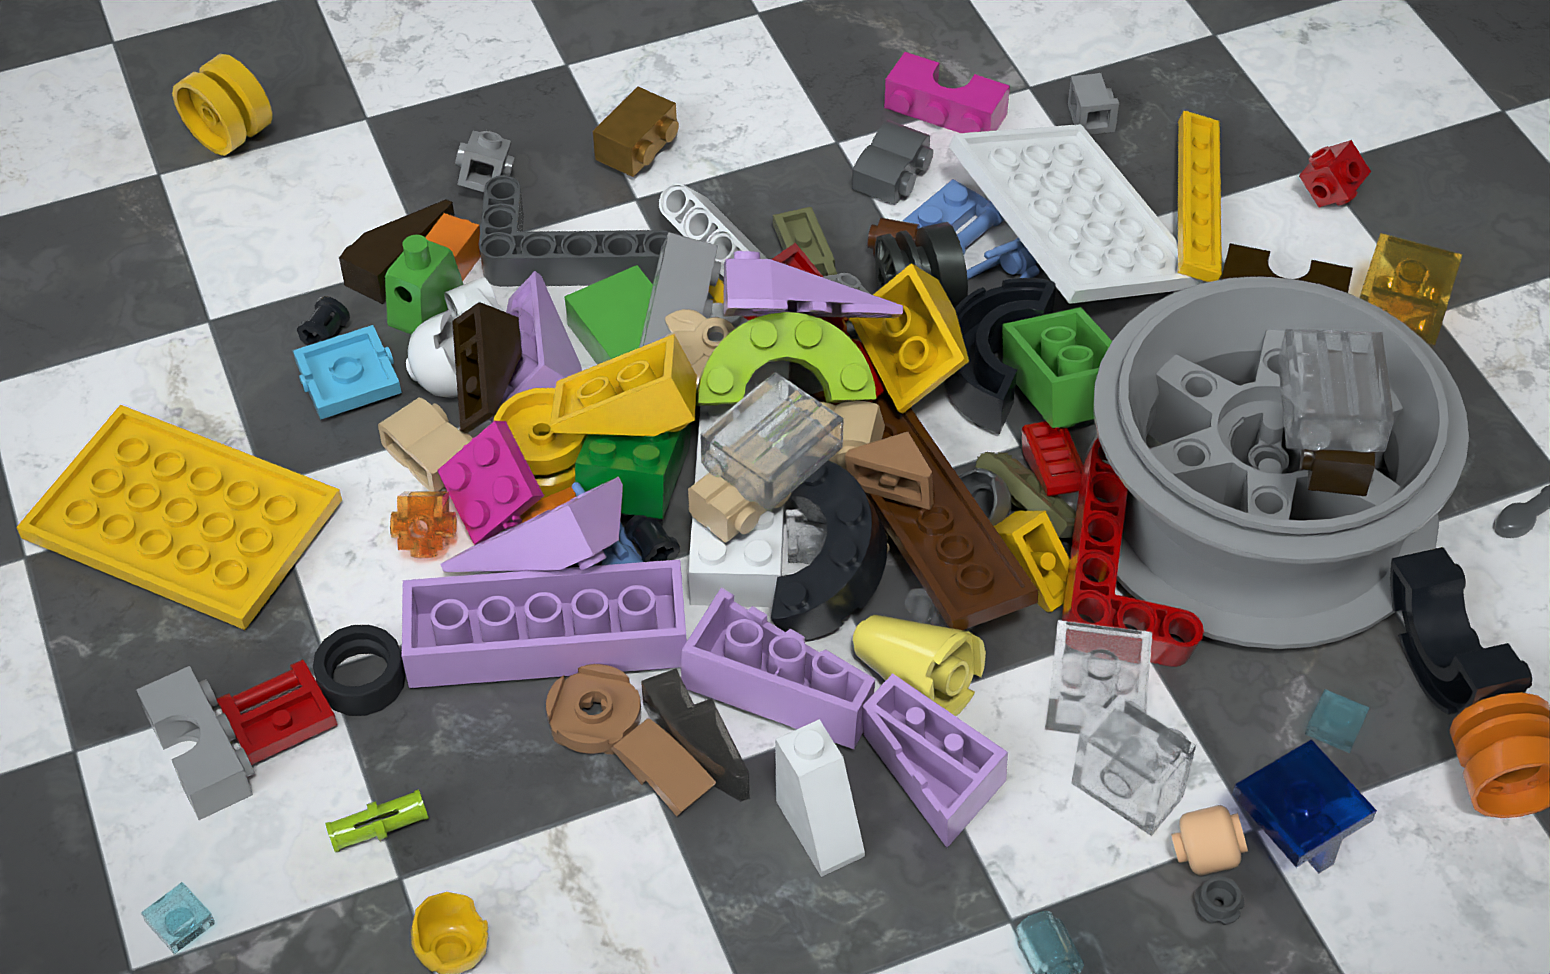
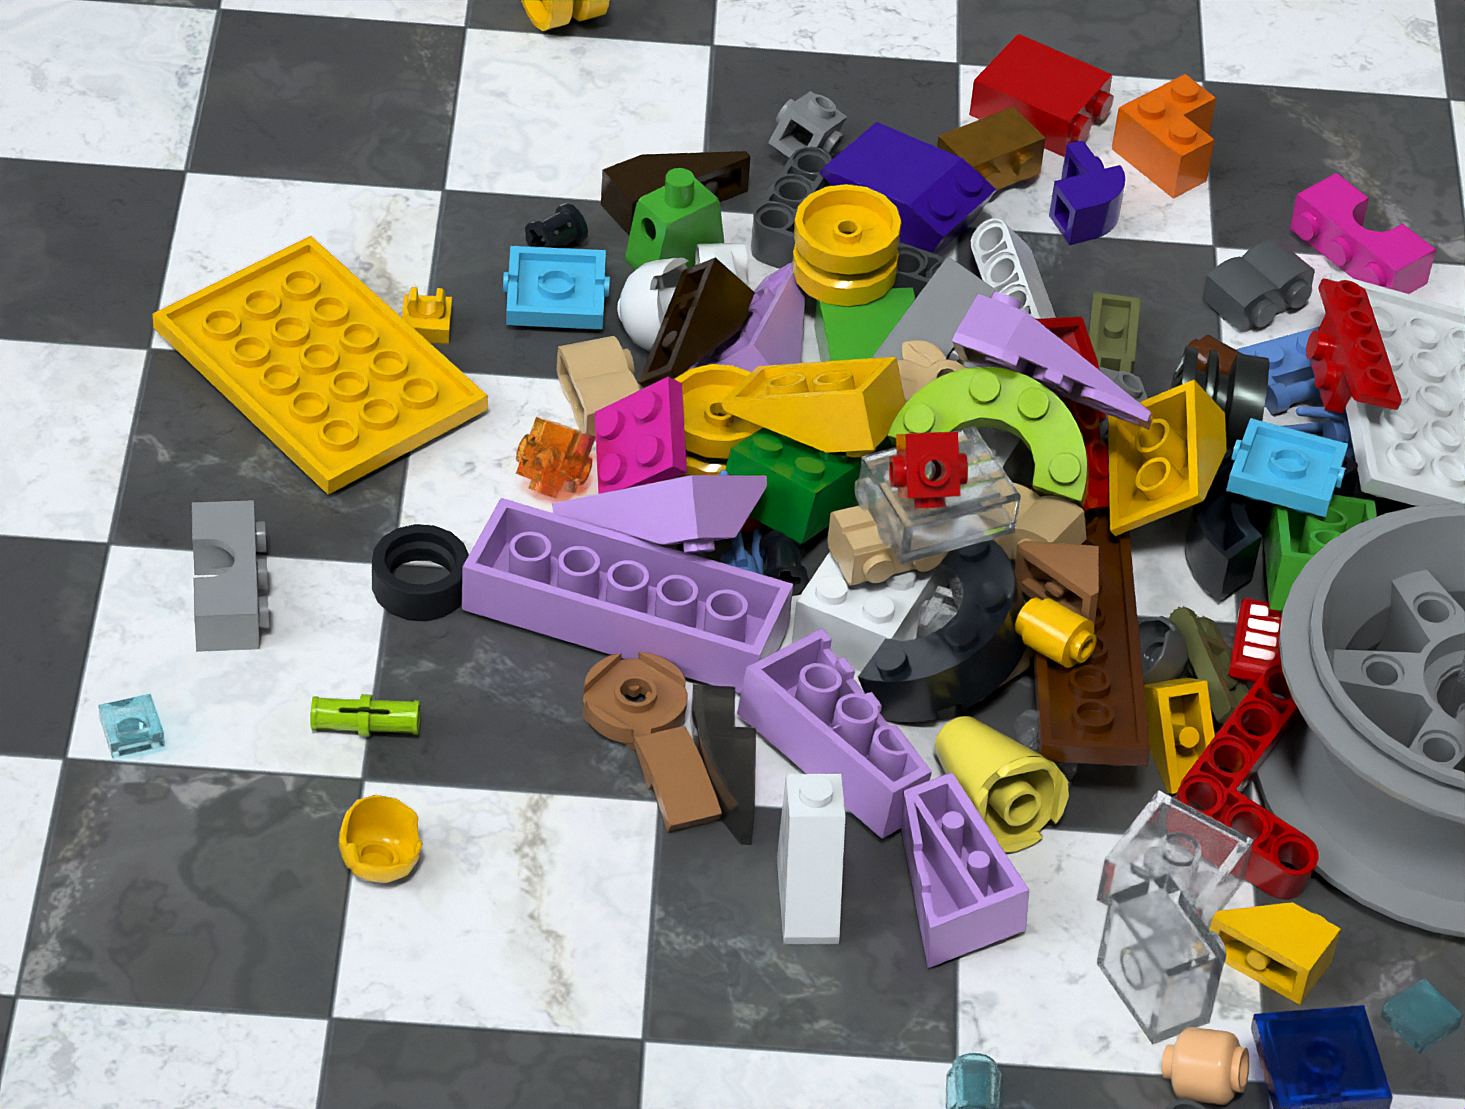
camera: 20 degrees right, 5 degrees down
(252, 436) = (429, 314): none -> yellow tile
(282, 720) = (319, 581): red plate -> none
(461, 238) = (738, 199): orange brick -> none
(573, 250) = (846, 245): none -> yellow wheel
(589, 181) = (929, 186): none -> dark purple slope
(651, 59) = (1047, 87): none -> red brick
(724, 137) = (1087, 196): none -> dark purple brick
(759, 68) = (1168, 135): none -> orange brick
(767, 425) = (947, 465): none -> red brick
(912, 517) = (1056, 631): none -> yellow brick
(1003, 195) = (1349, 351): none -> red bracket
(1012, 307) = (1287, 467): none -> medium azure plate
(1208, 709) = (1278, 945): none -> yellow slope

